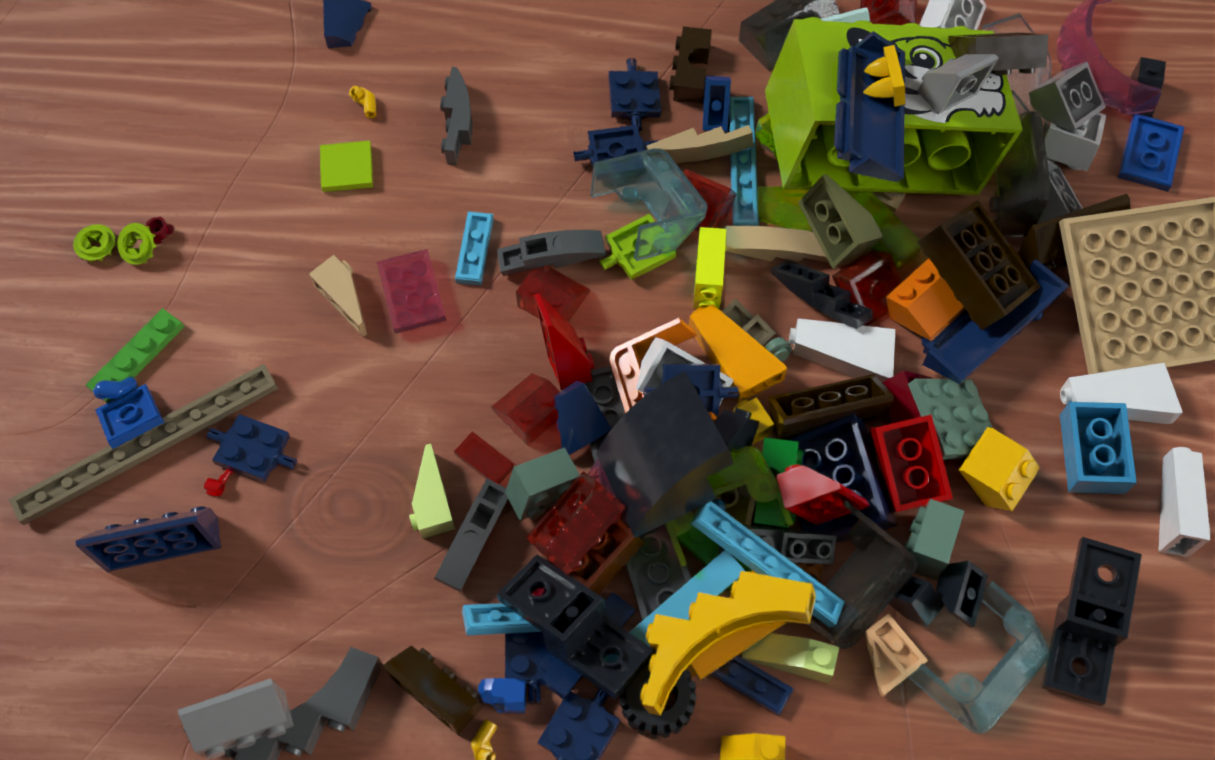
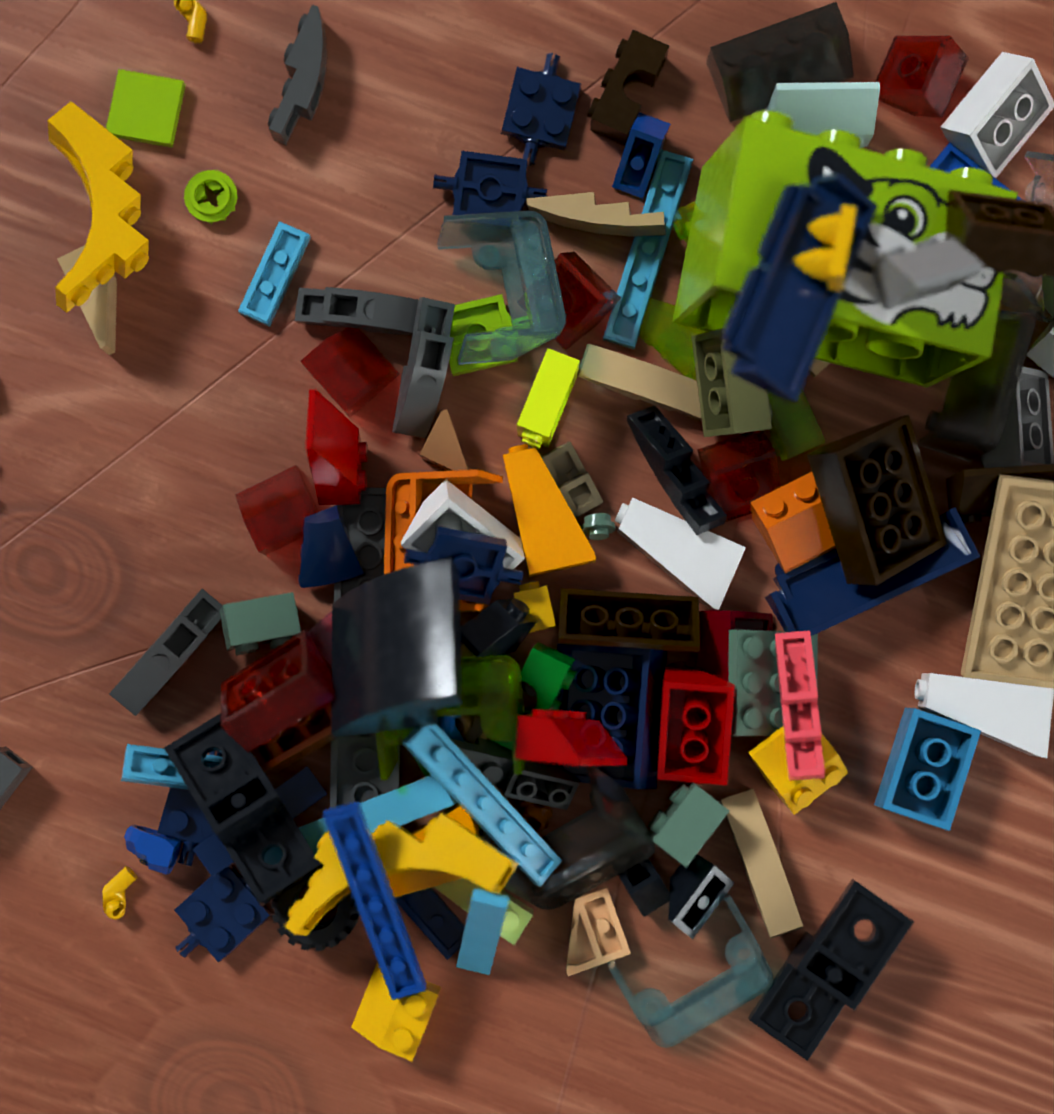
camera: 20 degrees right, 20 degrees up
(343, 227) = (115, 206): none -> yellow arch
(411, 199) = (196, 193): none -> lime gear
(411, 291) = (179, 313): clear pink plate -> none
(429, 501) = (131, 596): yellowish green slope -> none
(434, 688) = (73, 821): dark brown slope -> none
(484, 458) = (209, 558): clear red tile -> none
(612, 275) = (426, 368): none -> dark grey slope
(640, 320) = (443, 446): none -> medium nougat slope
(712, 659) = (375, 899): none -> blue tile
(804, 667) = (482, 931): none -> medium azure tile
(984, 421) = (799, 705): none -> coral slope
(1005, 561) = (762, 864): none -> tan slope
(1183, 503) = (999, 861): white slope -> none

